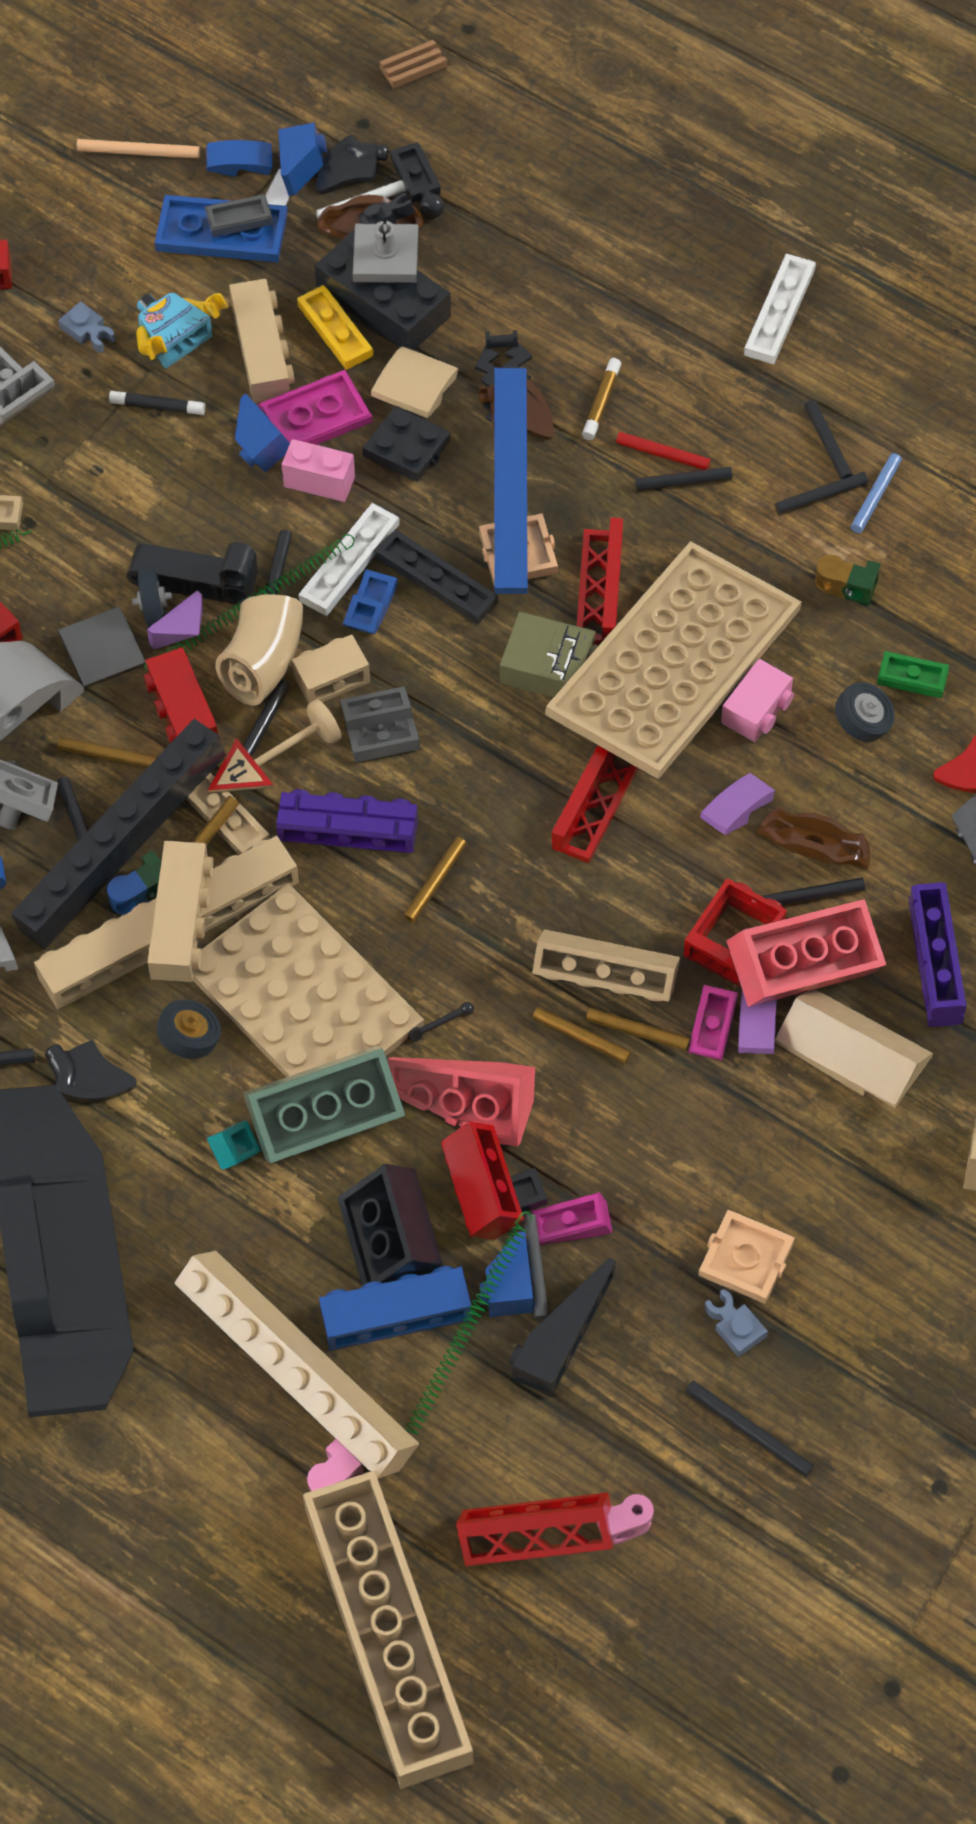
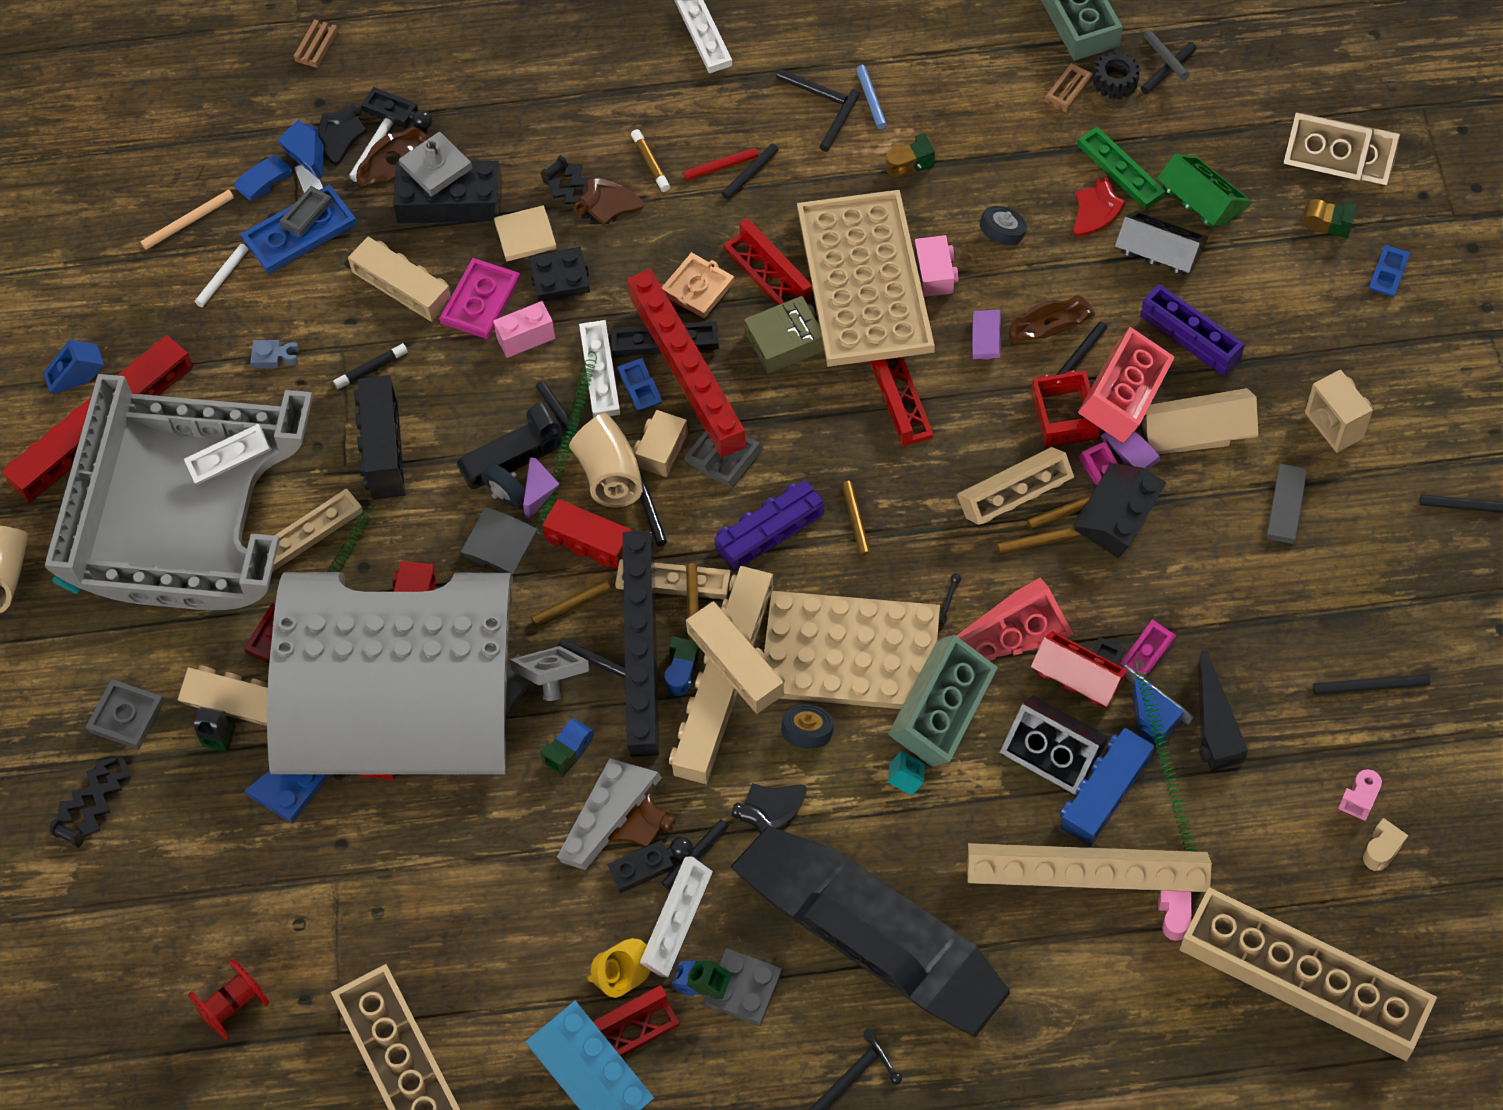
camera: 40 degrees left, 0 degrees up
(90, 471) = (379, 437): none -> black brick
(115, 222) = (221, 275): none -> white bar
(175, 325) = (334, 308): torso -> none
(243, 772) = (675, 546): tan piece -> none
(258, 436) = (465, 335): blue slope -> none
(335, 327) = (438, 236): yellow plate -> none
(398, 208) = (404, 142): black plate -> none
(420, 611) = (686, 363): none -> red brick
(510, 480) = (655, 246): blue tile -> none
(530, 1516) = (1303, 852): red fence -> none
(590, 1584) = (1385, 845): none -> tan leg
(682, 1065) = (1118, 507): none -> black slope
(737, 1327) = (1304, 631): sand blue plate -> none
(746, 1256) = (1268, 587): light nougat plate -> none
(855, 1194) = (1286, 503): none -> dark grey tile
(913, 674) = (1005, 184): green plate -> none

